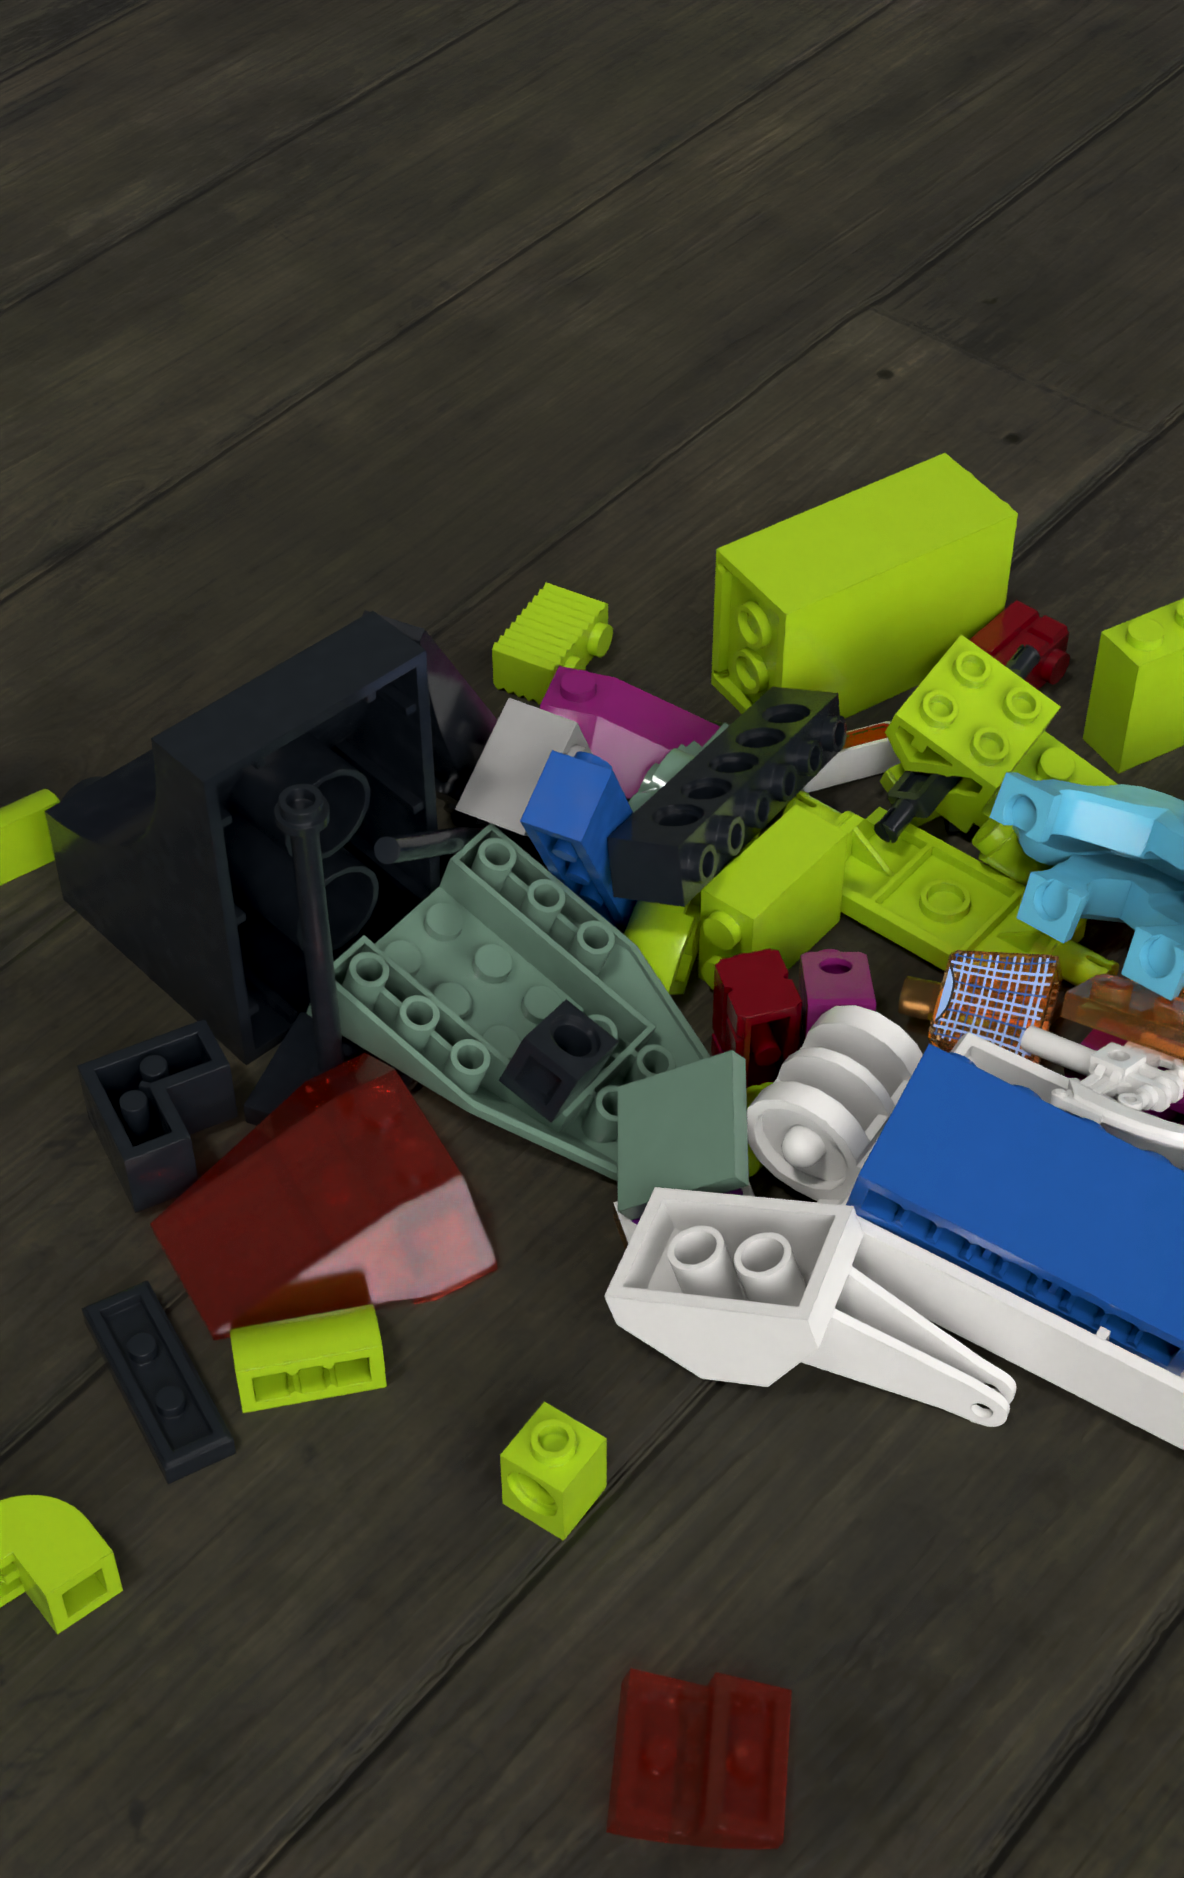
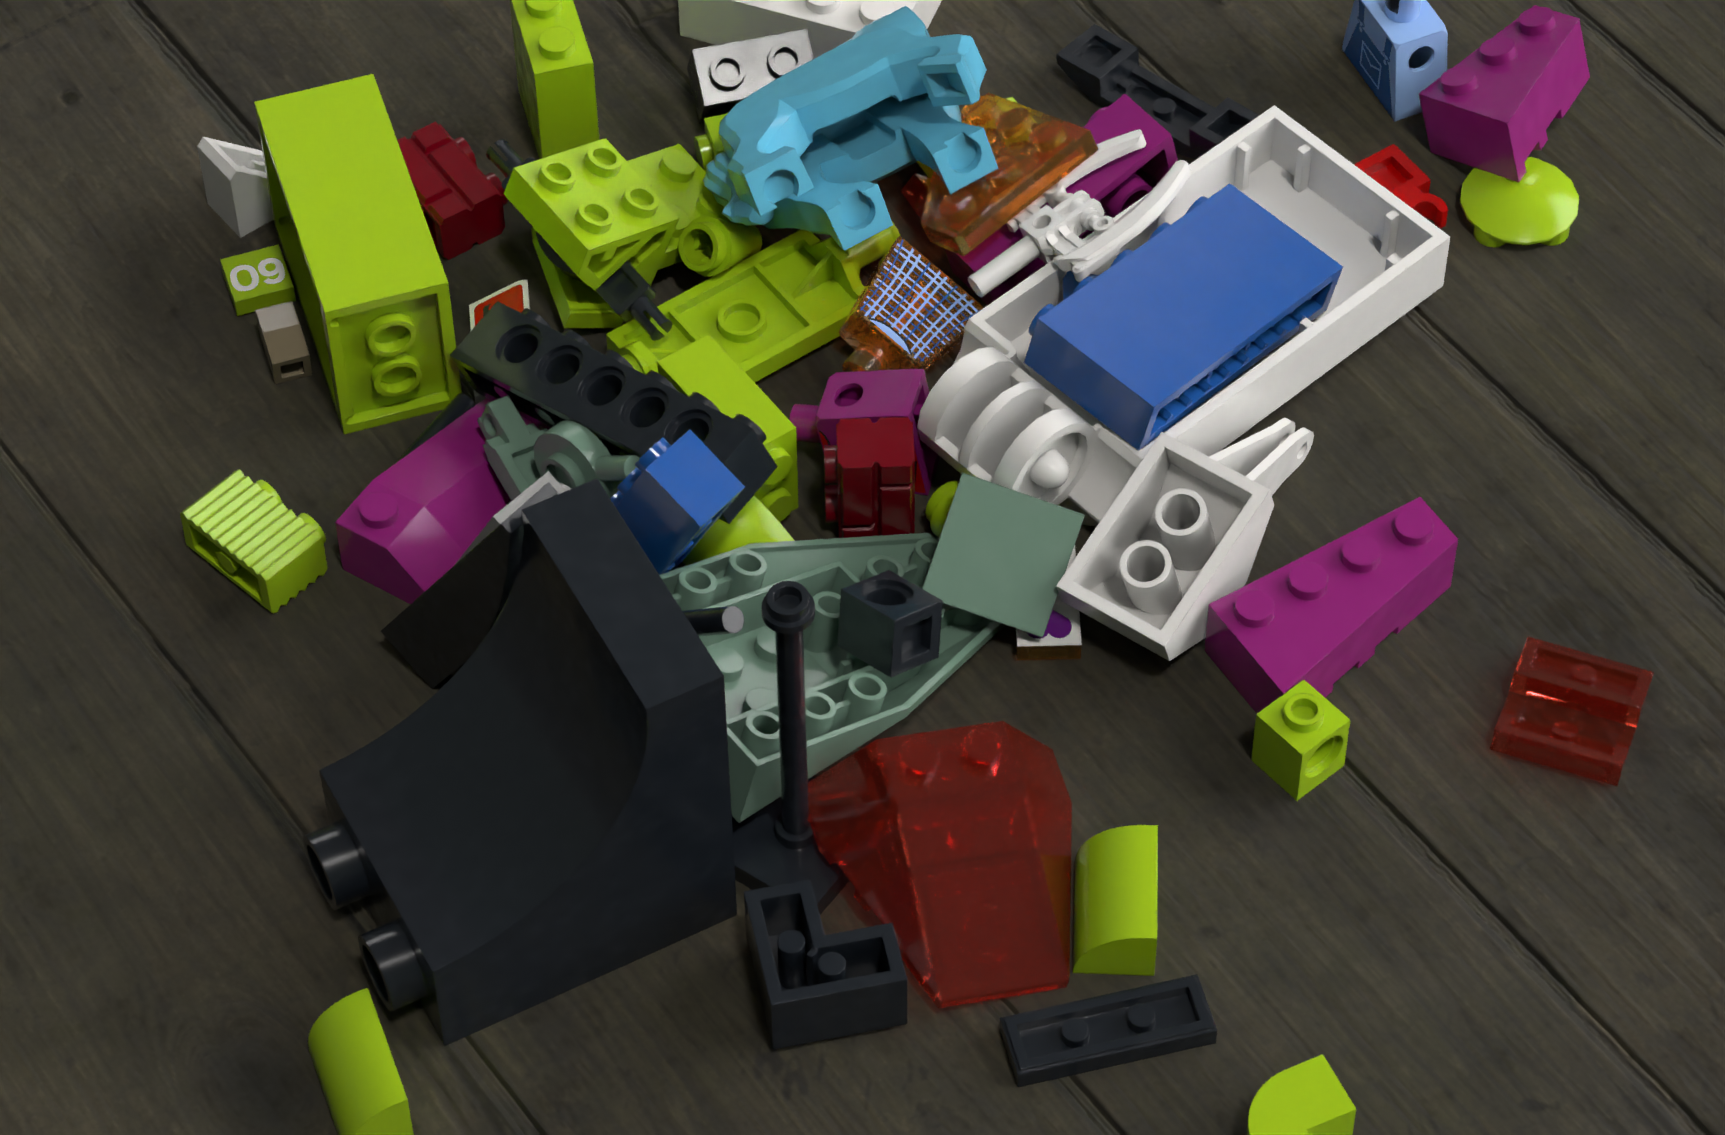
camera: 75 degrees left, 5 degrees up
(743, 1465) = (1331, 605): none -> magenta wedge

